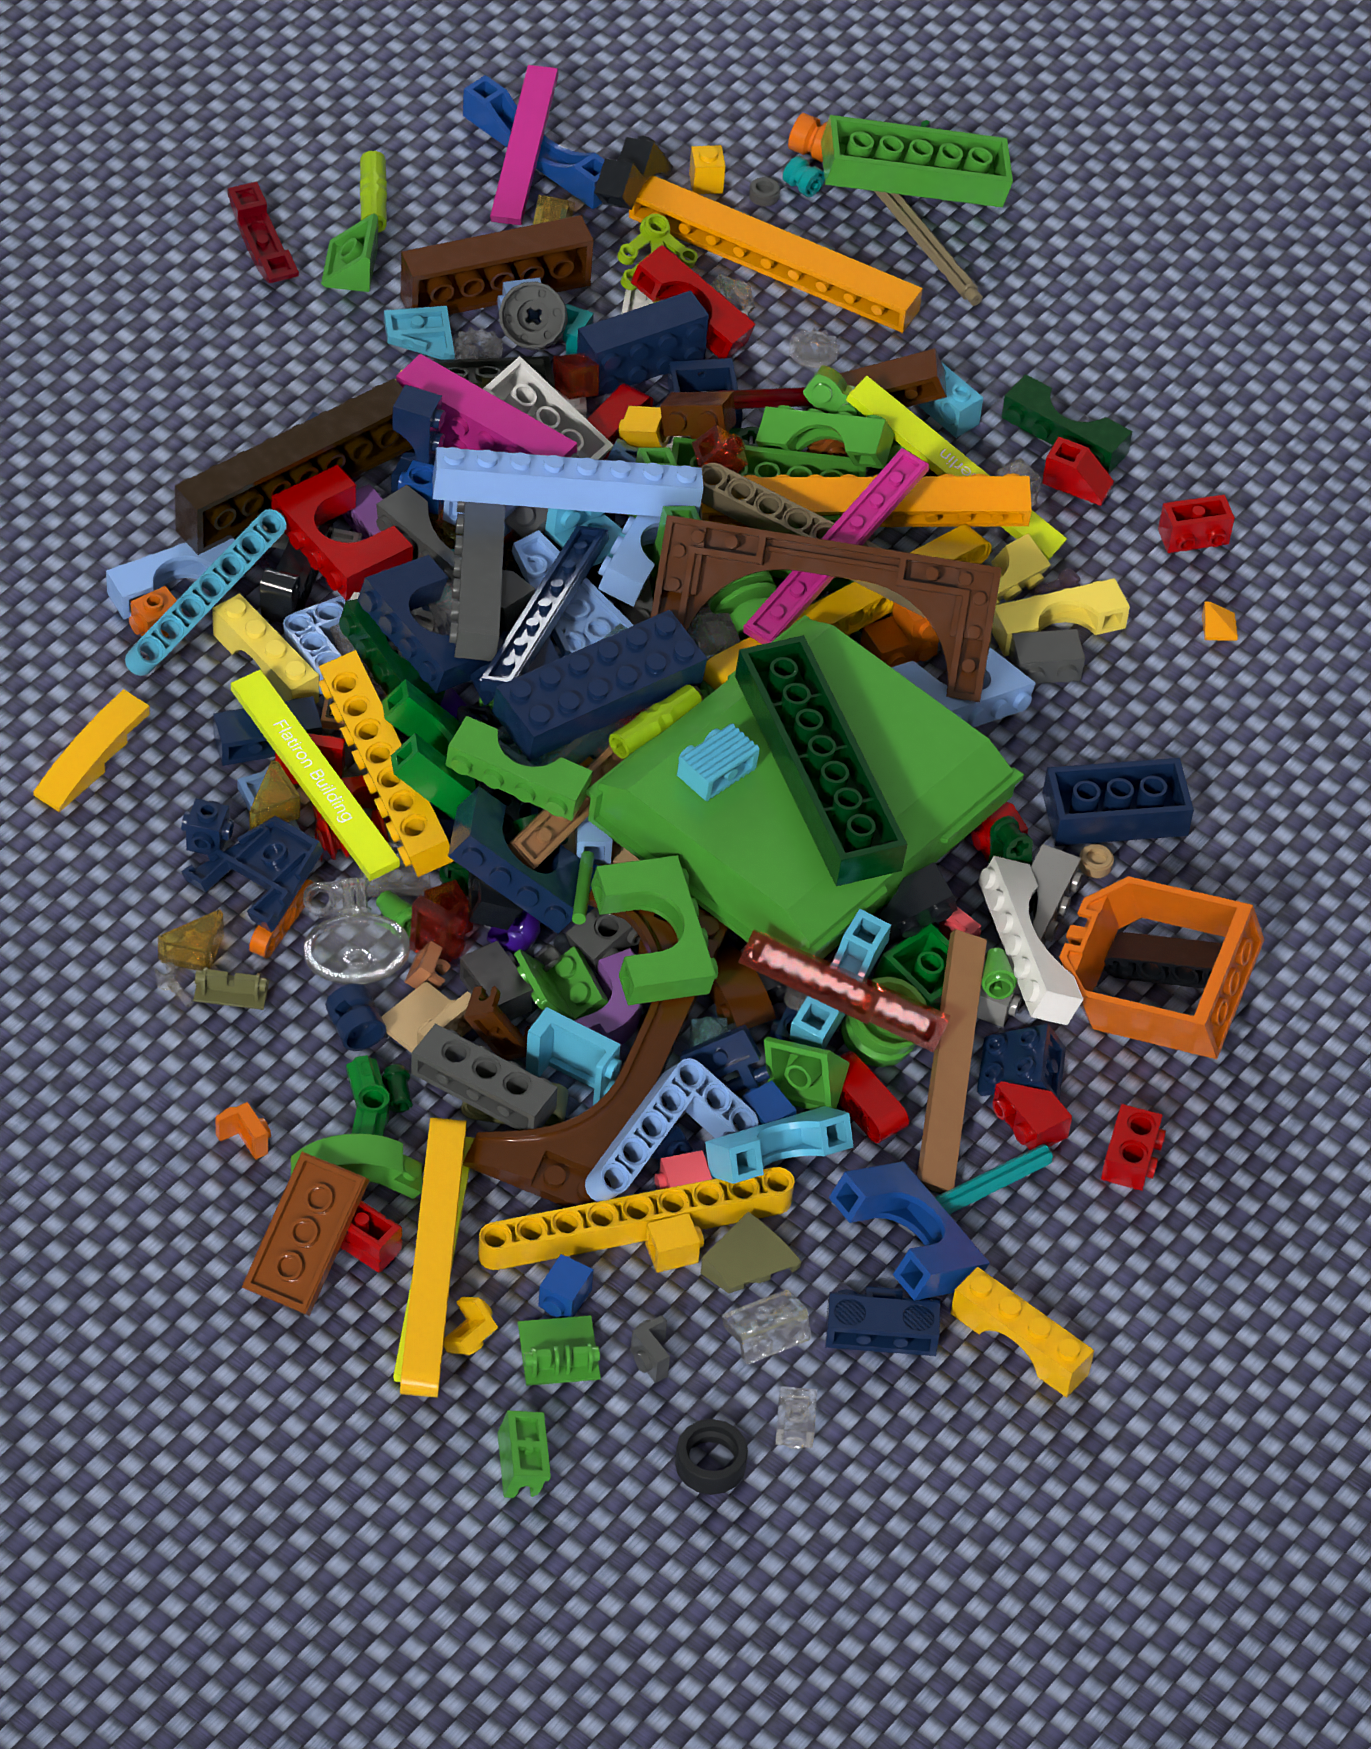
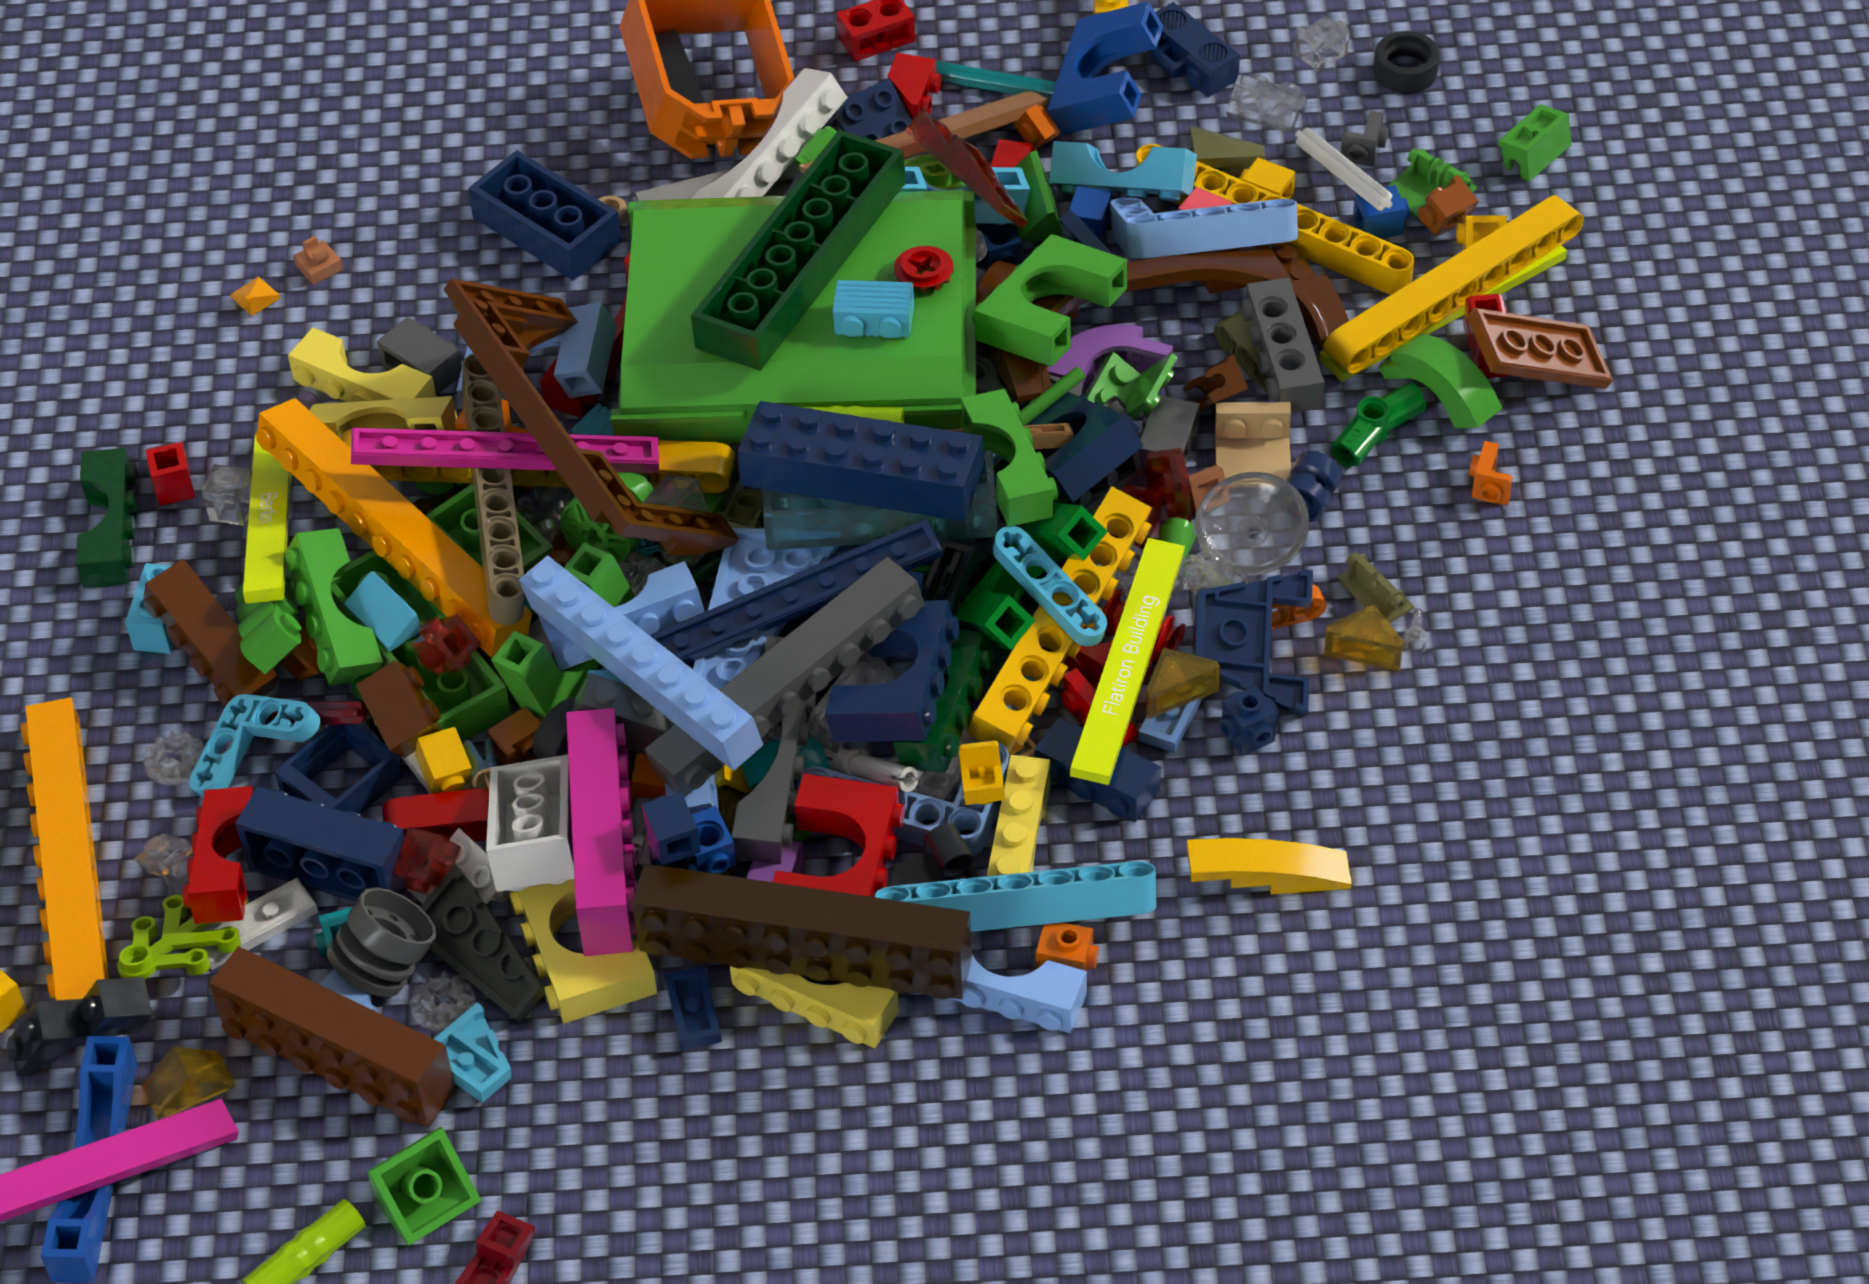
camera: 125 degrees left, 0 degrees up
(309, 632) = (981, 773): none -> yellow bracket
(396, 1080) = (1328, 430): dark green pin -> none
(398, 734) = (1044, 588): none -> medium azure beam
(515, 1322) = (1447, 206): none -> dark orange brick
(573, 1051) = (1193, 343): medium azure panel -> none
(628, 1286) = (1344, 169): none -> white axle
(738, 815) = (919, 259): none -> red gear
(782, 370) = (247, 717): none -> medium azure beam
(793, 460) = (384, 611): none -> medium azure slope
(896, 1144) = (1037, 126): none -> orange bracket
(1196, 523) = (157, 354): red brick -> none
(1218, 675) = (317, 260): none -> nougat tile

